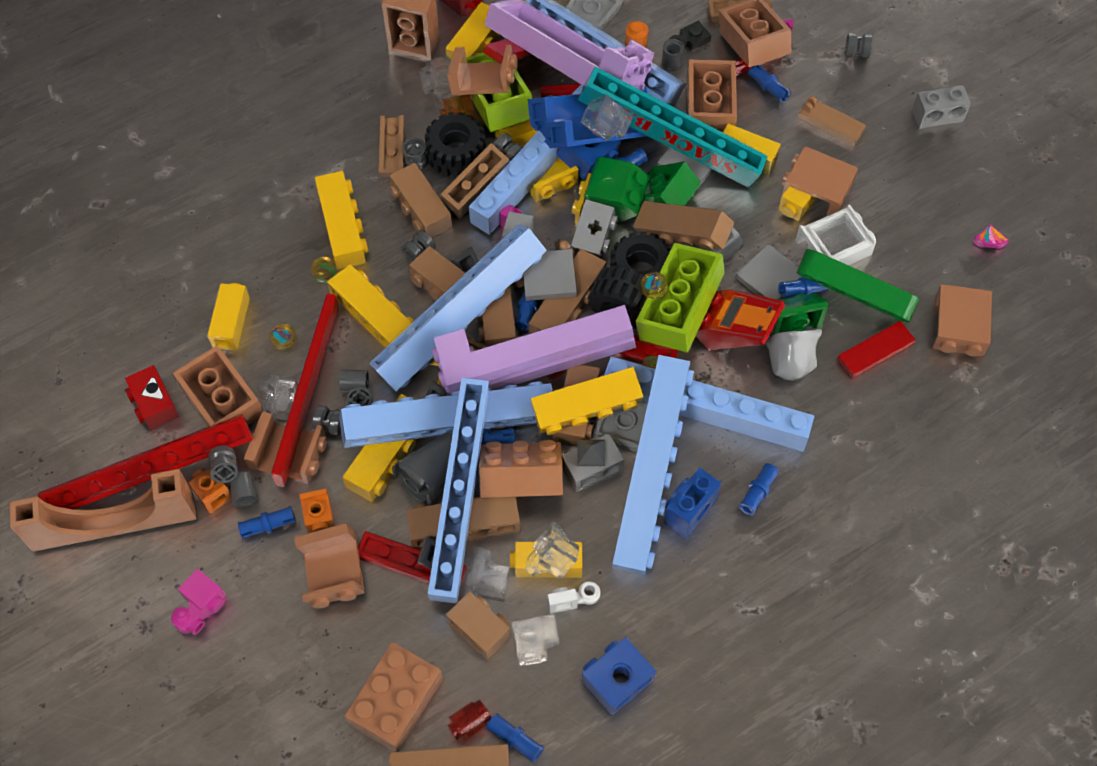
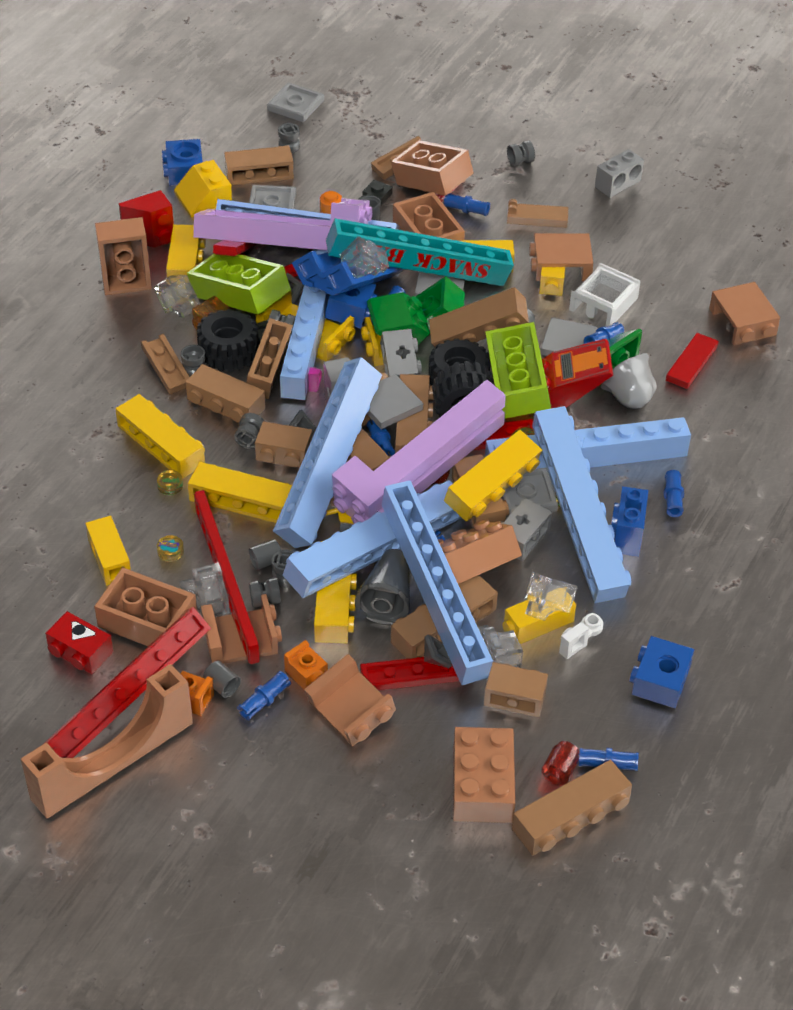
camera: 30 degrees left, 15 degrees down
(203, 598) = (245, 779): dark pink brick -> none
(223, 464) = (196, 658): dark grey wheel -> none
(481, 77) = (228, 270): nougat panel -> none
(533, 638) = (572, 675): clear brick -> none
(591, 452) = (521, 517): dark grey slope -> none
(654, 285) = (494, 364): clear yellow tile -> none
(857, 285) = (648, 315): green beam -> none
(991, 238) = (723, 251): tile -> none

